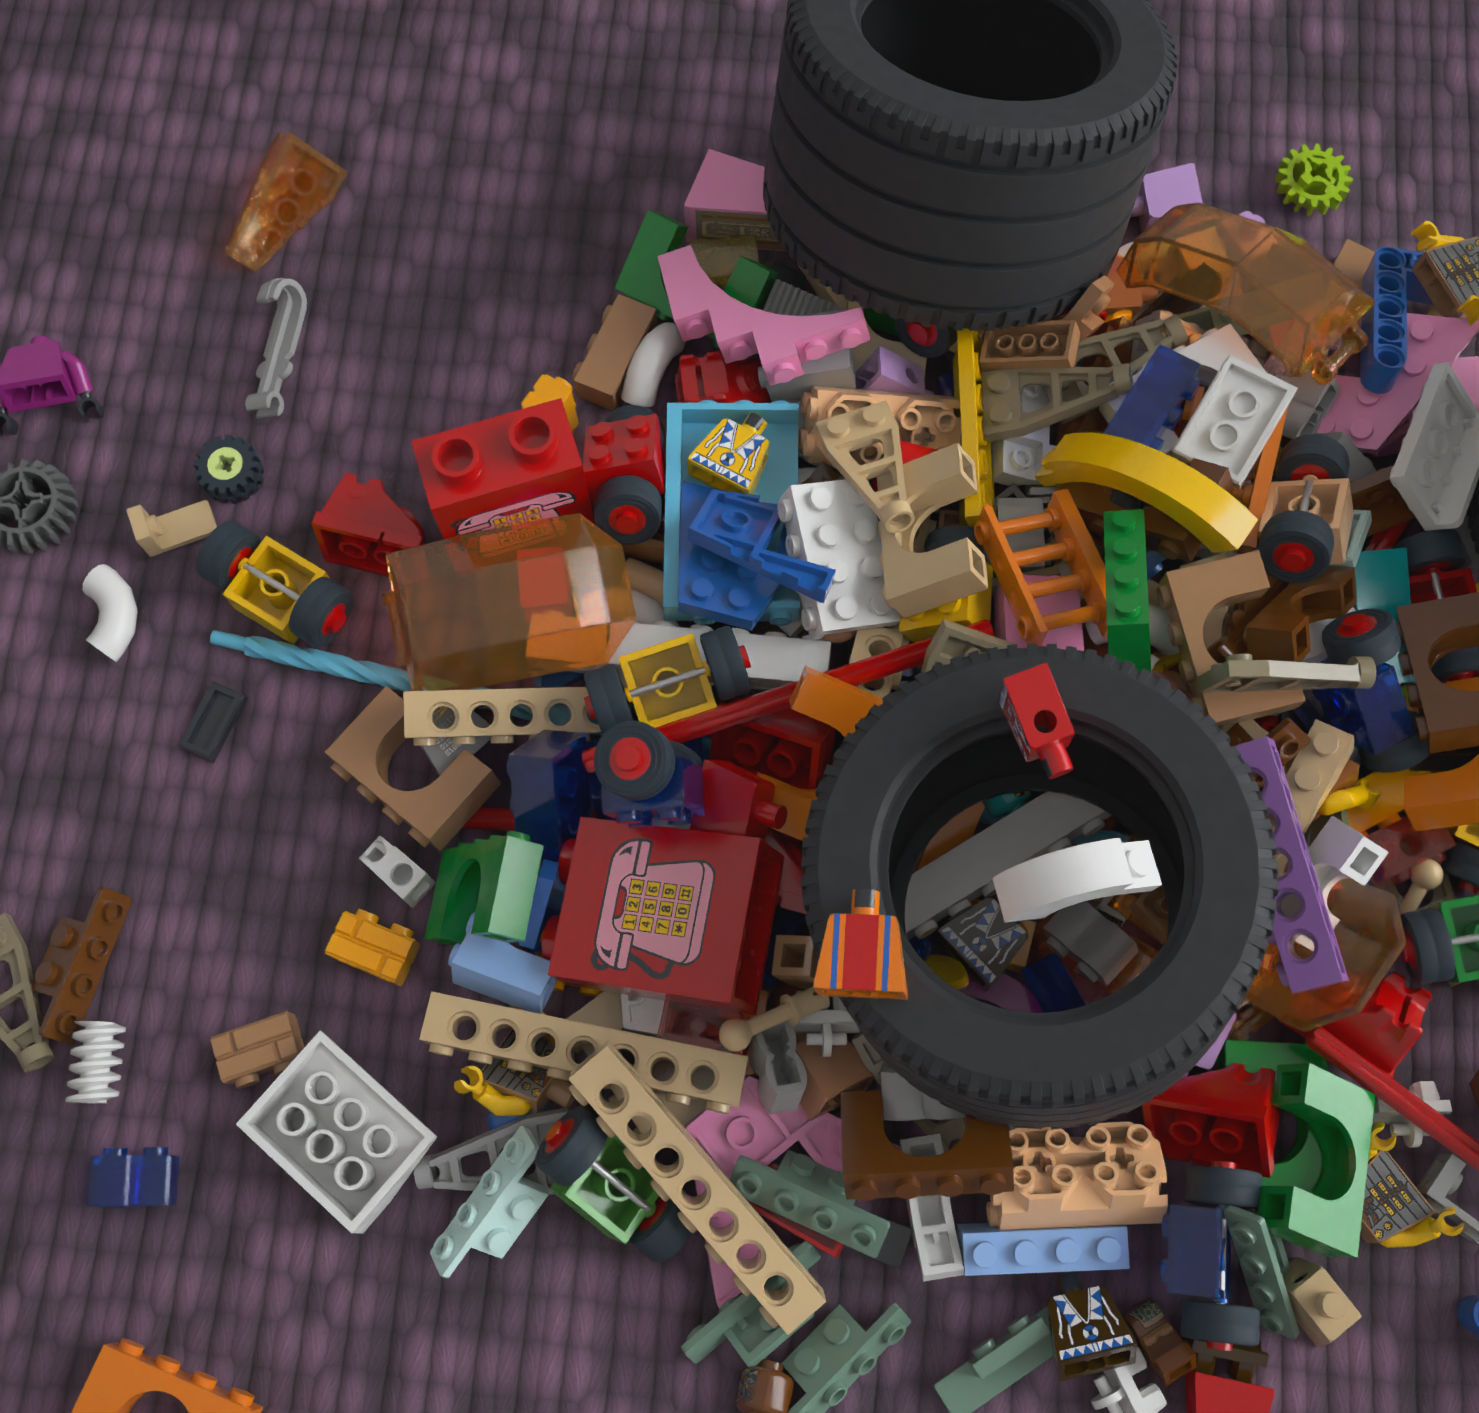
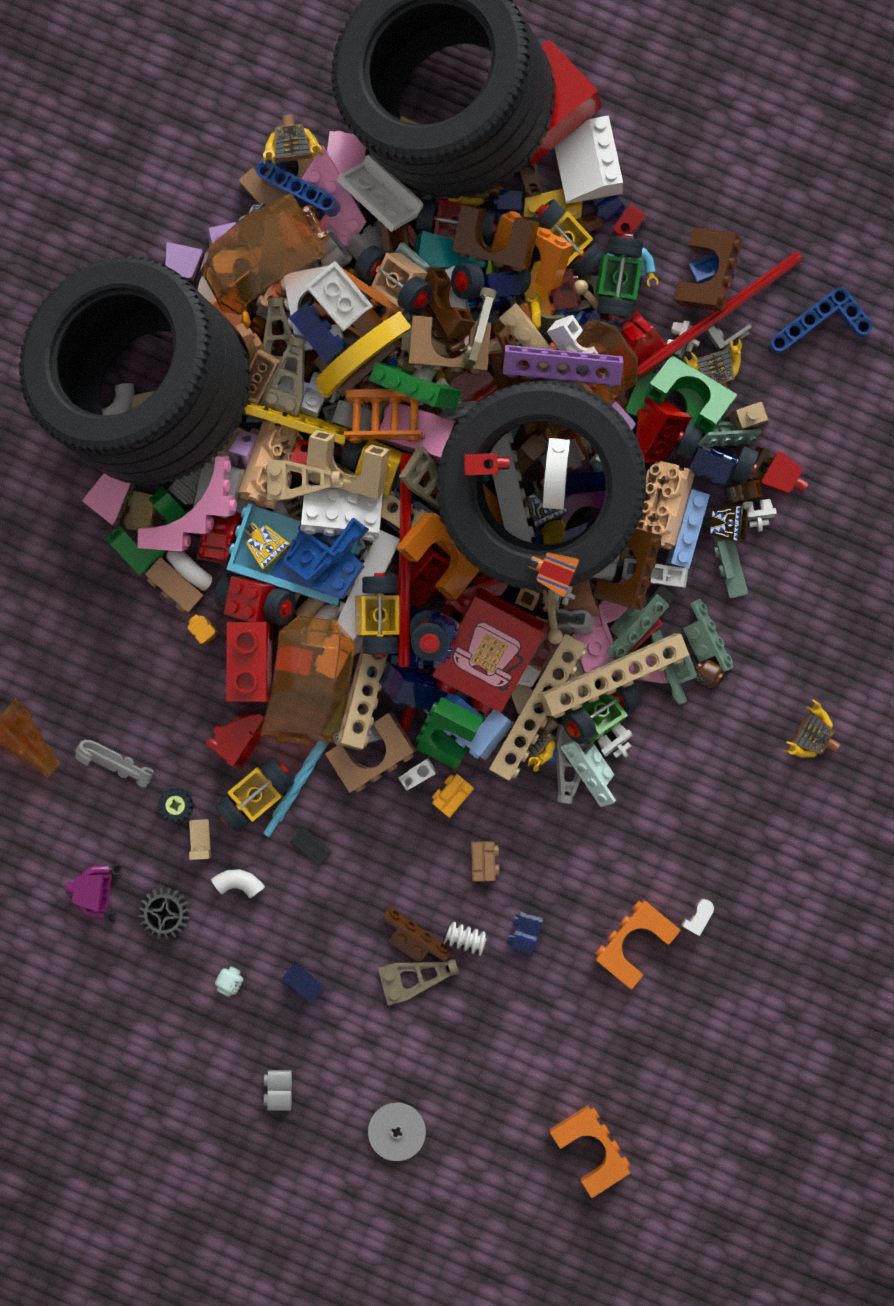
camera: 70 degrees left, 15 degrees up
(338, 1133) = (535, 831): white slope -> none
(553, 1228) = (622, 736): none -> white hips
(737, 802) = (451, 600): red torso -> none
(1317, 179) = (186, 182): lime gear -> none

